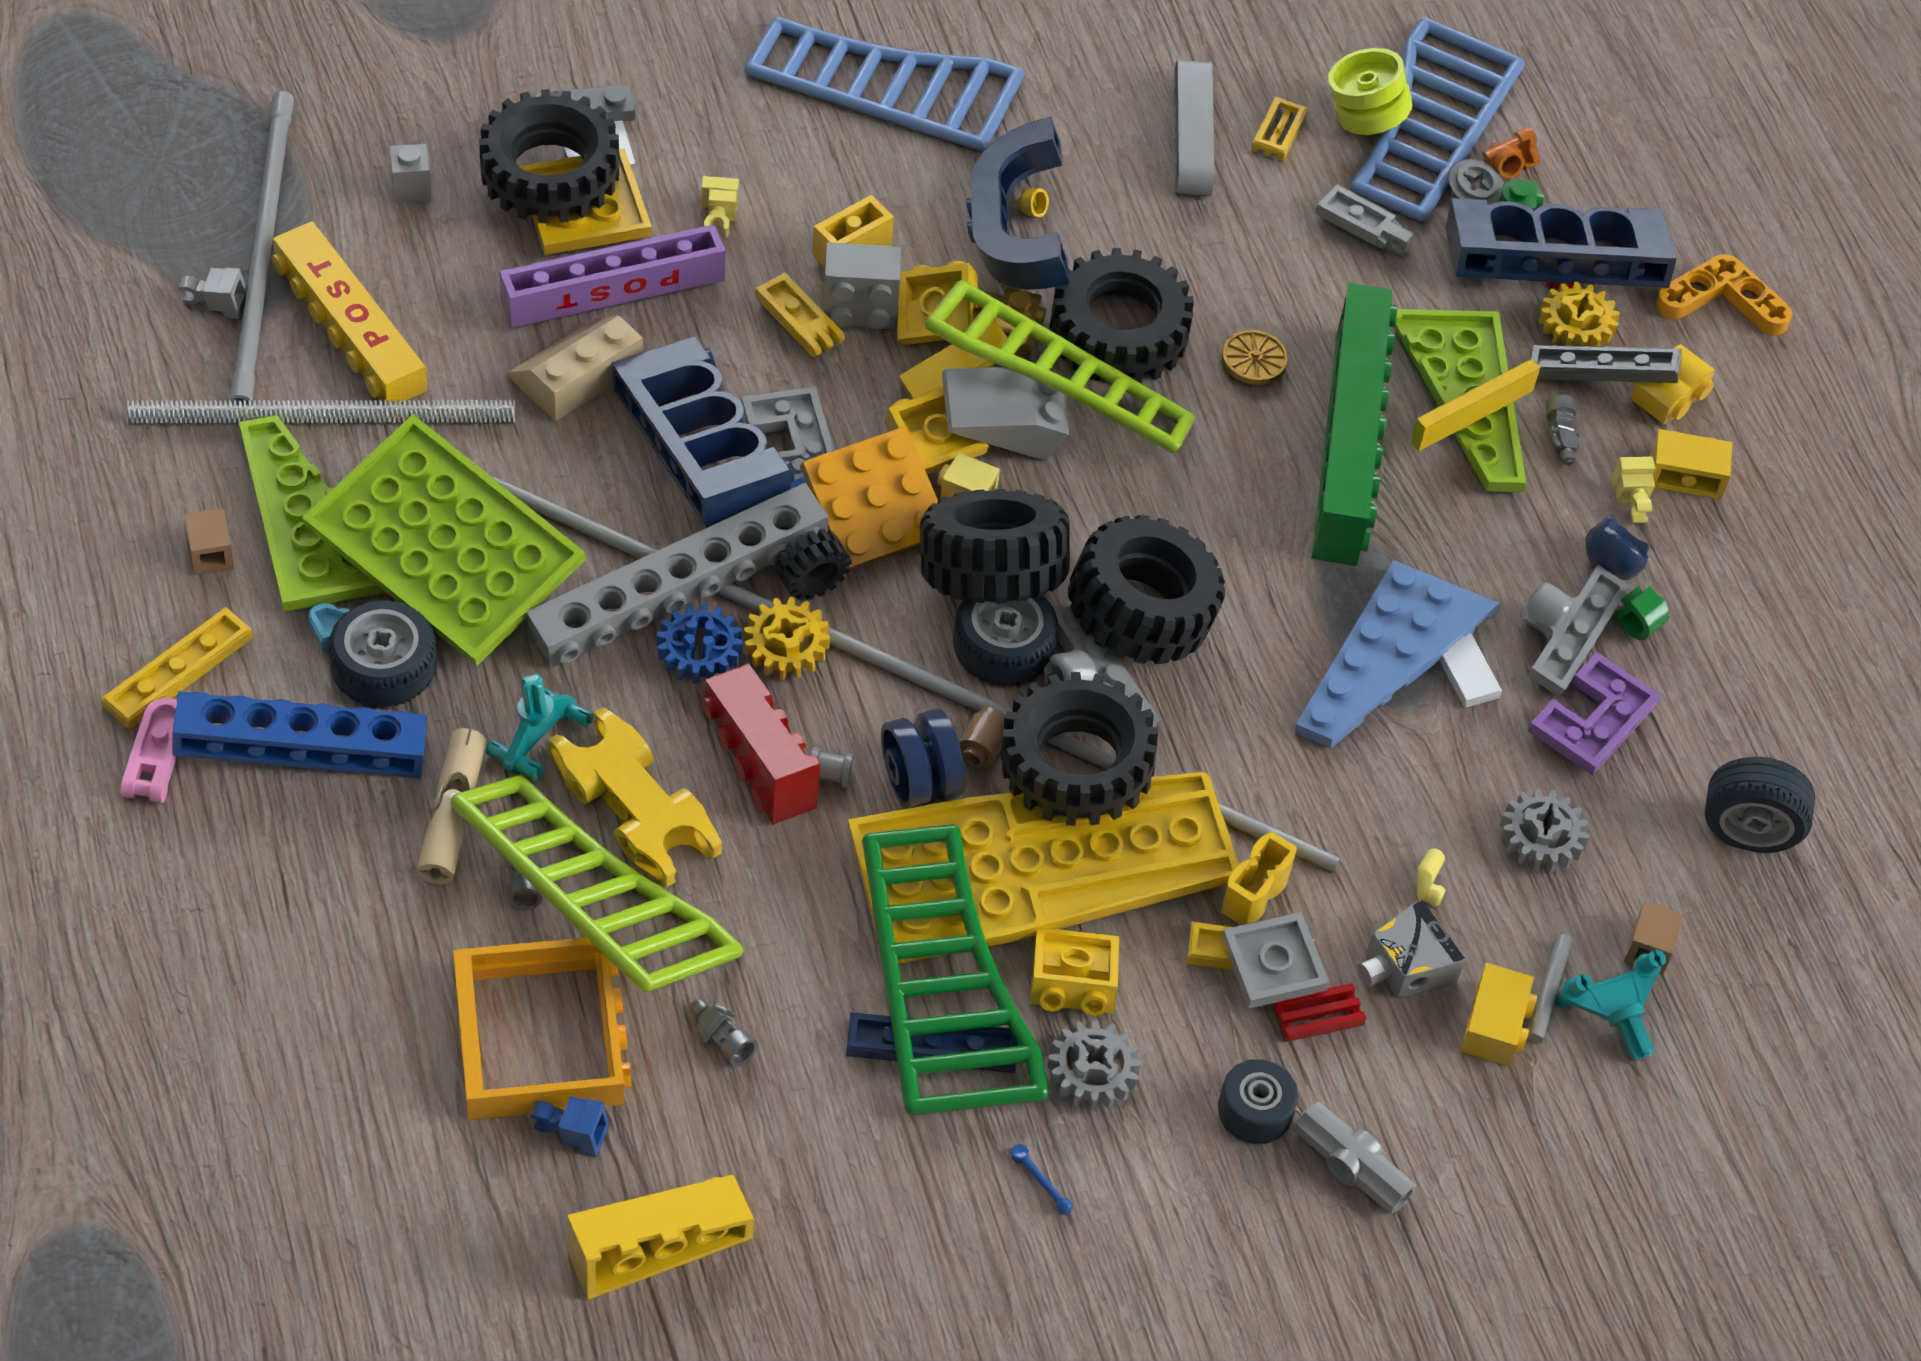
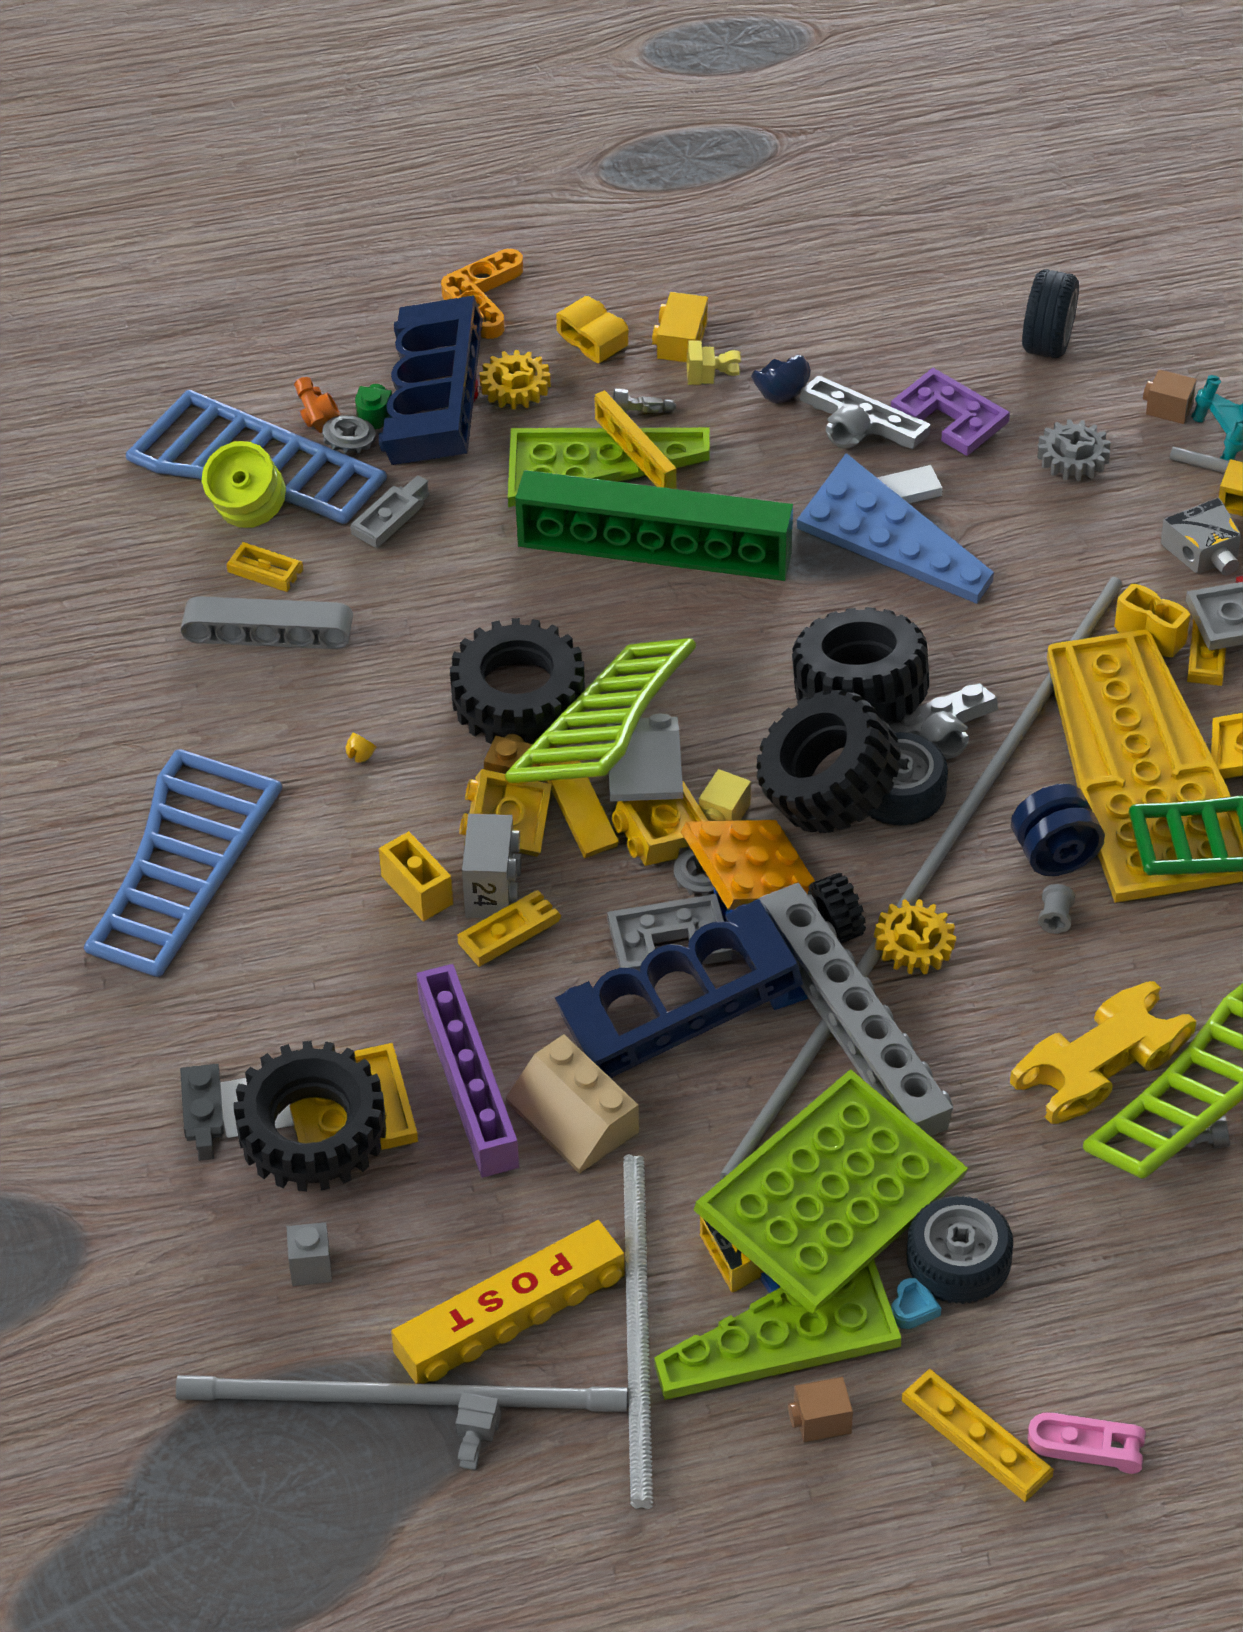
camera: 80 degrees left, 5 degrees down
(280, 743) = (1068, 1311): blue brick -> none
(446, 827) = (1158, 1194): tan piece -> none
(538, 713) = (1033, 1111): teal axle -> none
(682, 655) = (941, 992): blue gear -> none
(721, 200) = (352, 990): light yellow piece -> none
(761, 741) = (1041, 950): wedge -> none
(982, 738) = (1007, 795): medium nougat brick -> none
(1004, 164) = (399, 769): dark blue arch -> none
(1086, 708) = (1042, 682): black tyre -> none
(1254, 357) = (556, 600): pearl gold wheel -> none
(1426, 876) = (1133, 526): light yellow arm -> none
(1608, 363) = (577, 363): dark grey tile -> none
(1642, 613) = (846, 370): green plate -> none

